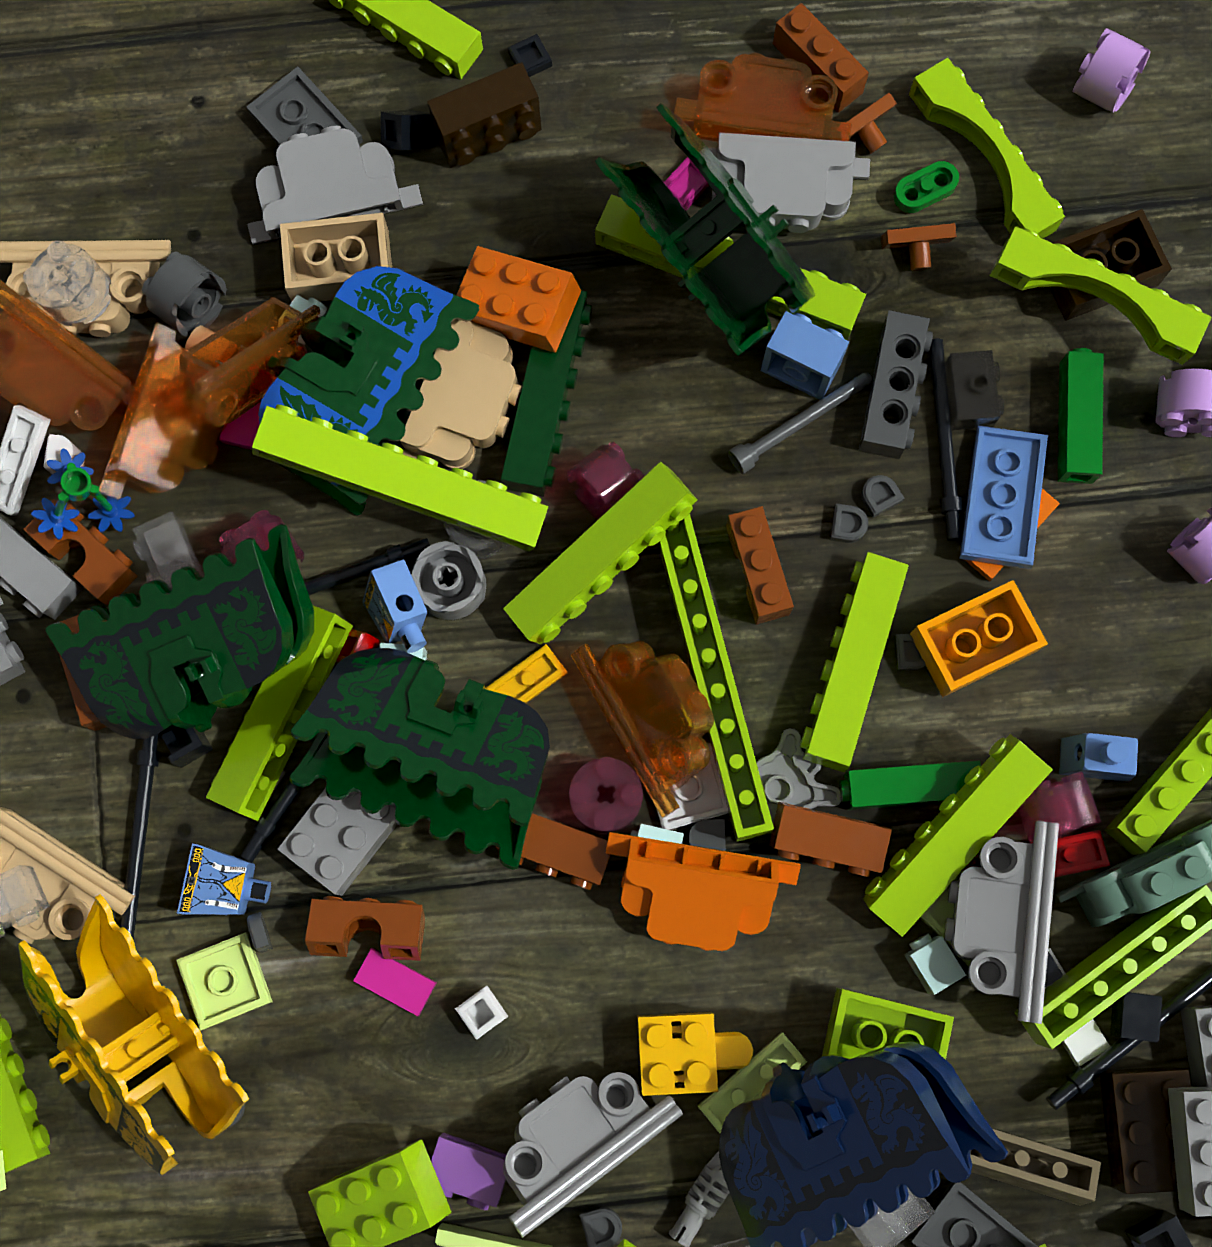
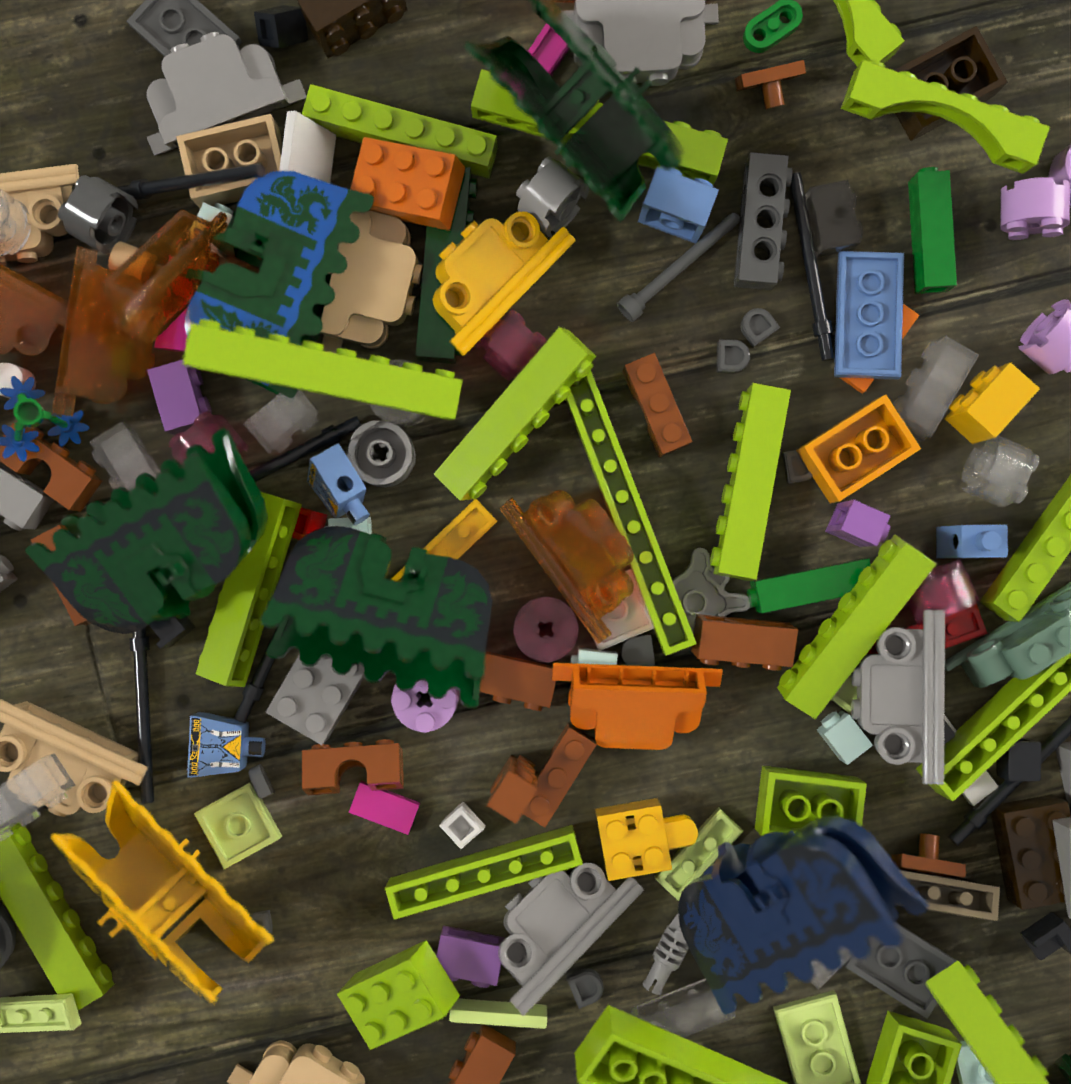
camera: 10 degrees left, 10 degrees up
(236, 274) = (144, 188): none -> black bar
(236, 490) = (178, 395): none -> medium lavender brick
(344, 530) = (281, 419): none -> clear brick
(416, 249) = (307, 147): none -> white tile
(457, 879) = (424, 716): none -> lavender brick
(467, 226) = (359, 118): none -> lime brick
(498, 1069) = (483, 872): none -> lime brick
(546, 968) = (514, 788): none -> dark orange arch
(595, 400) = (492, 272): none -> yellow brick
(597, 966) = (559, 773): none -> dark orange arch
(669, 331) = (552, 195): none -> light grey brick
(971, 720) = (858, 524): none -> medium lavender brick
(1021, 1121) = (928, 861): none -> dark orange tile
(1069, 581) = (934, 386): none -> clear brick
(1129, 604) = (991, 402): none -> yellow brick
(1135, 681) = (999, 471): none -> clear brick

